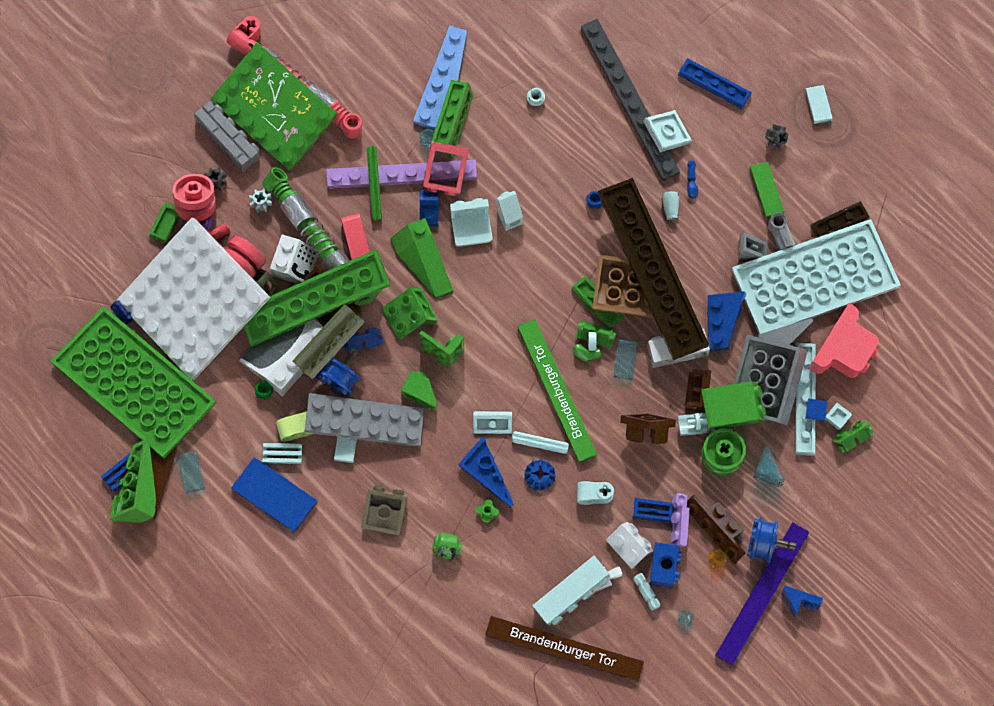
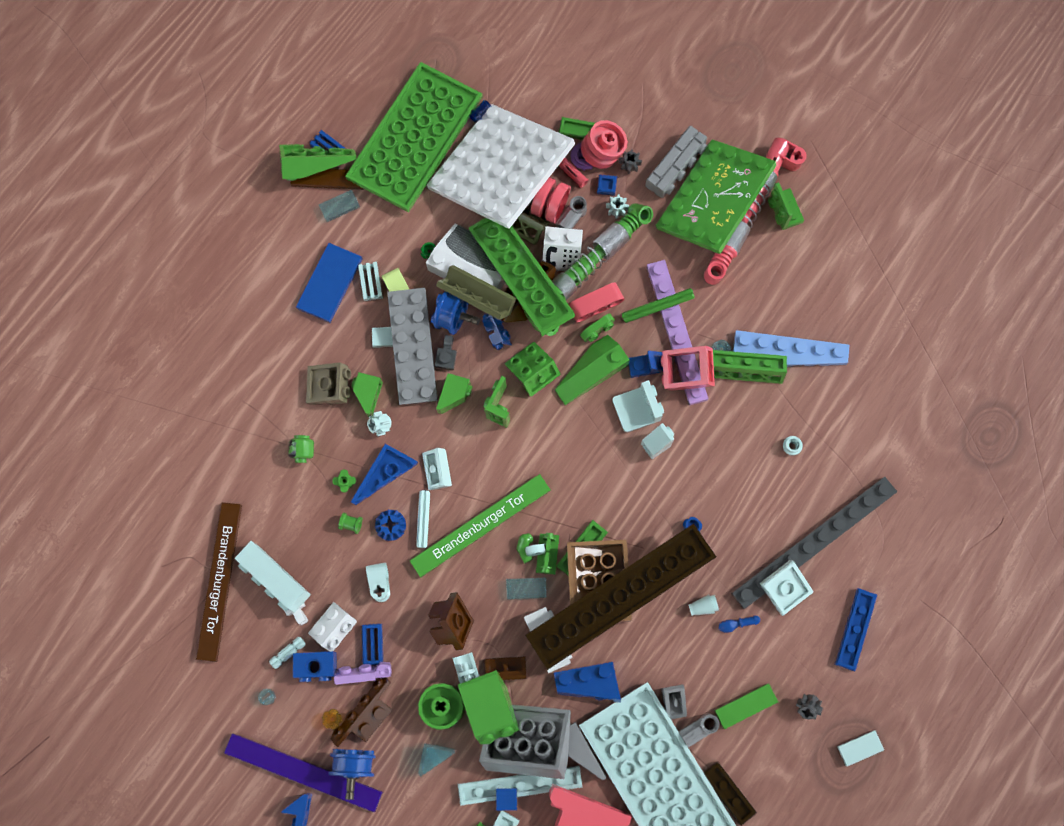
camera: 85 degrees right, 5 degrees up
(233, 207) = (607, 185): none -> blue tile
(260, 243) = (572, 215): none -> light grey piece
(299, 49) = (785, 207): none -> bright green bracket
(379, 393) = (446, 356): none -> dark grey plate
(387, 250) = (604, 323): none -> bright green plate
(401, 474) = (367, 391): none -> bright green slope
(436, 466) = (379, 423): none -> light aqua gear
(531, 510) = (350, 523): none -> bright green bush

